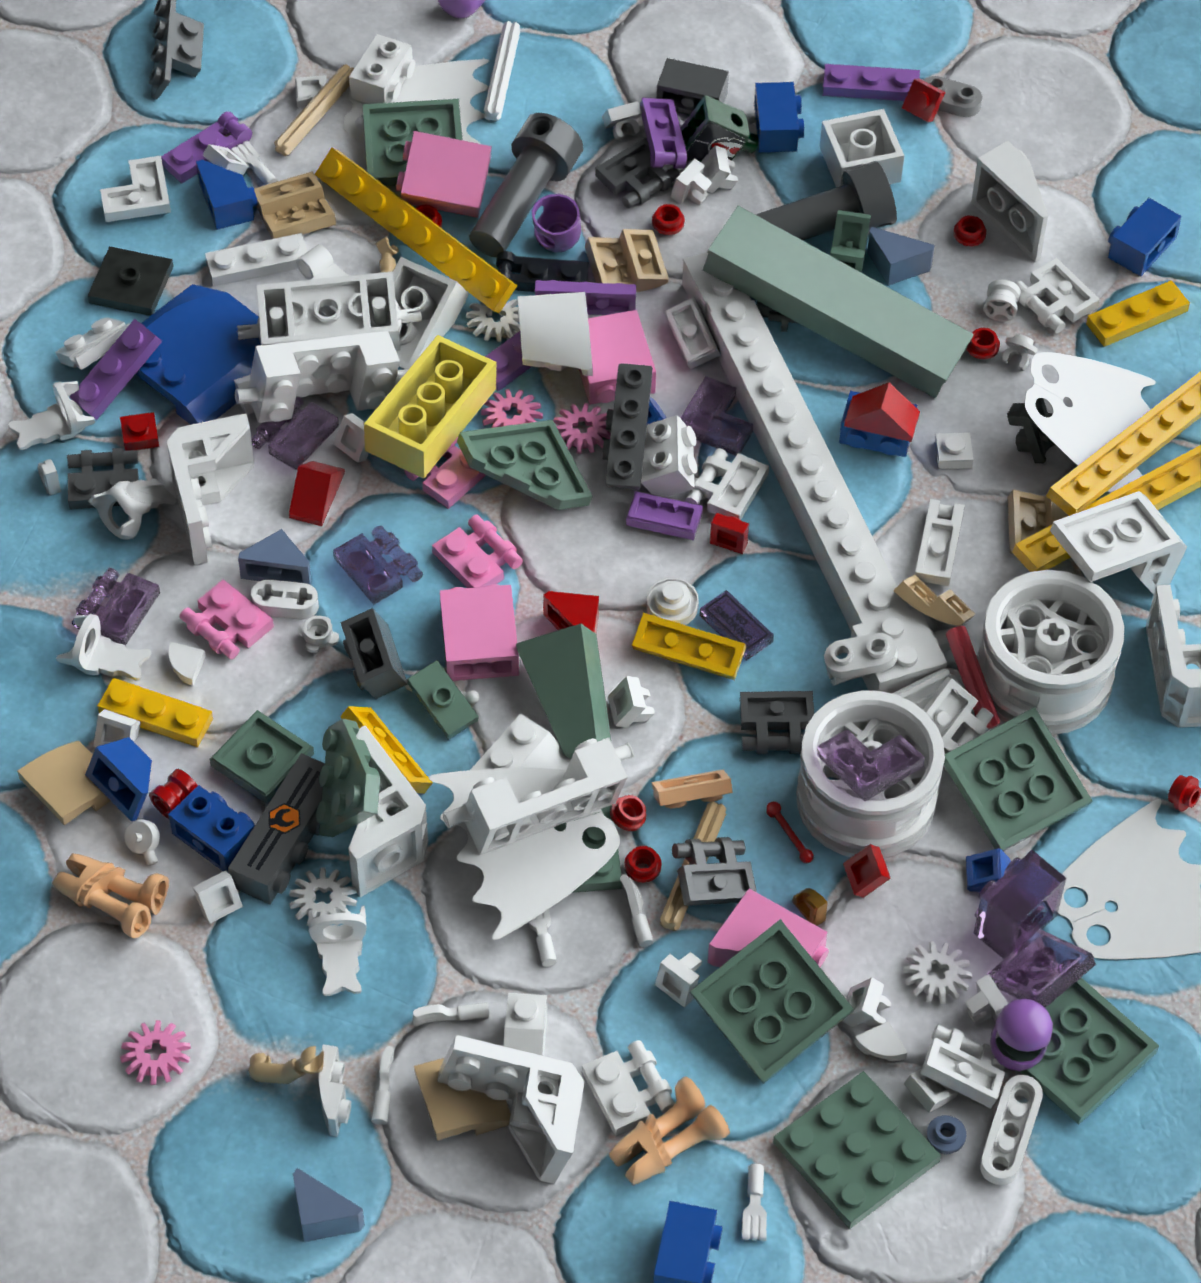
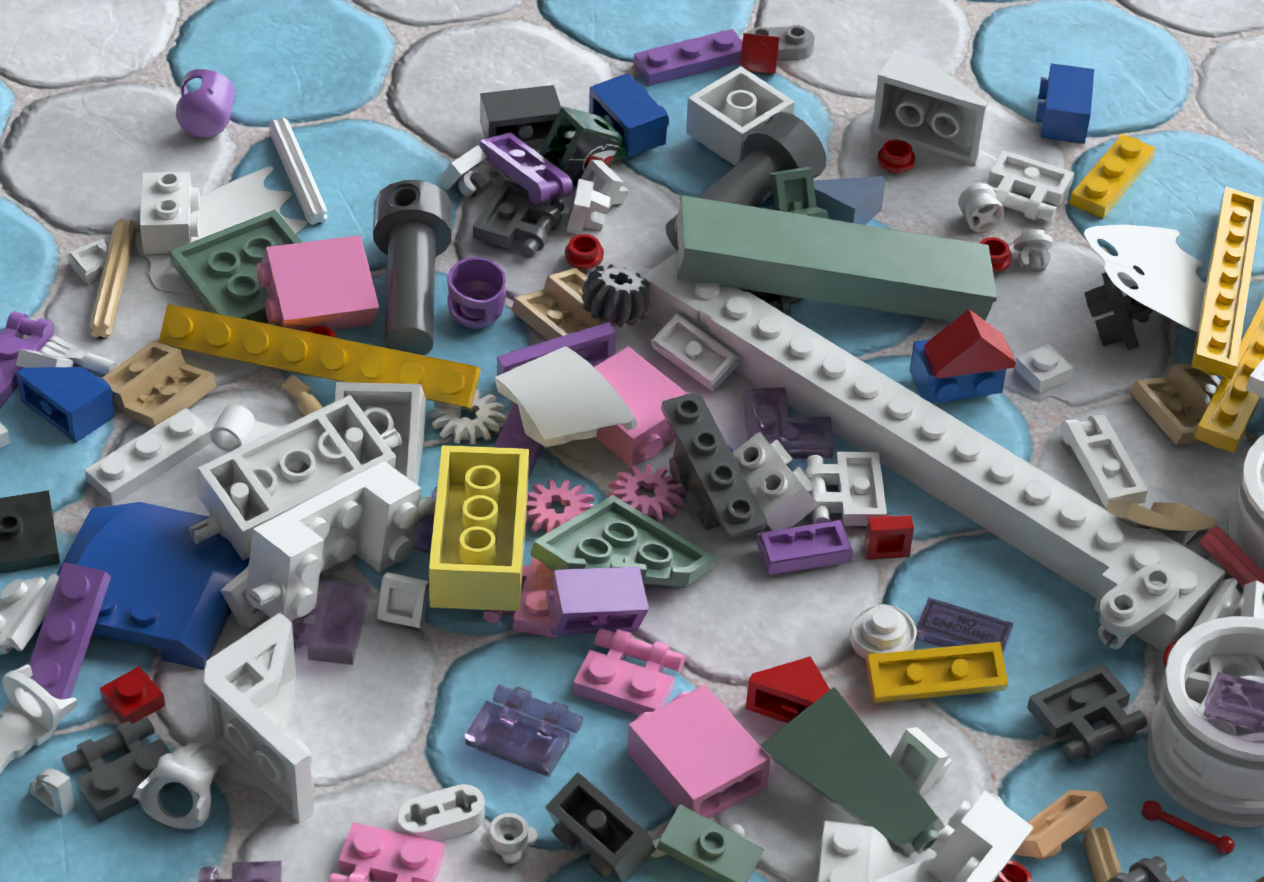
camera: 30 degrees left, 10 degrees down
(274, 559) = (405, 772): sand blue slope -> none
(314, 491) = (394, 681): red slope -> none
(481, 492) = (596, 599): none -> hinge
(539, 269) = (484, 349): black plate -> none
(656, 265) = (616, 295): none -> dark grey gear

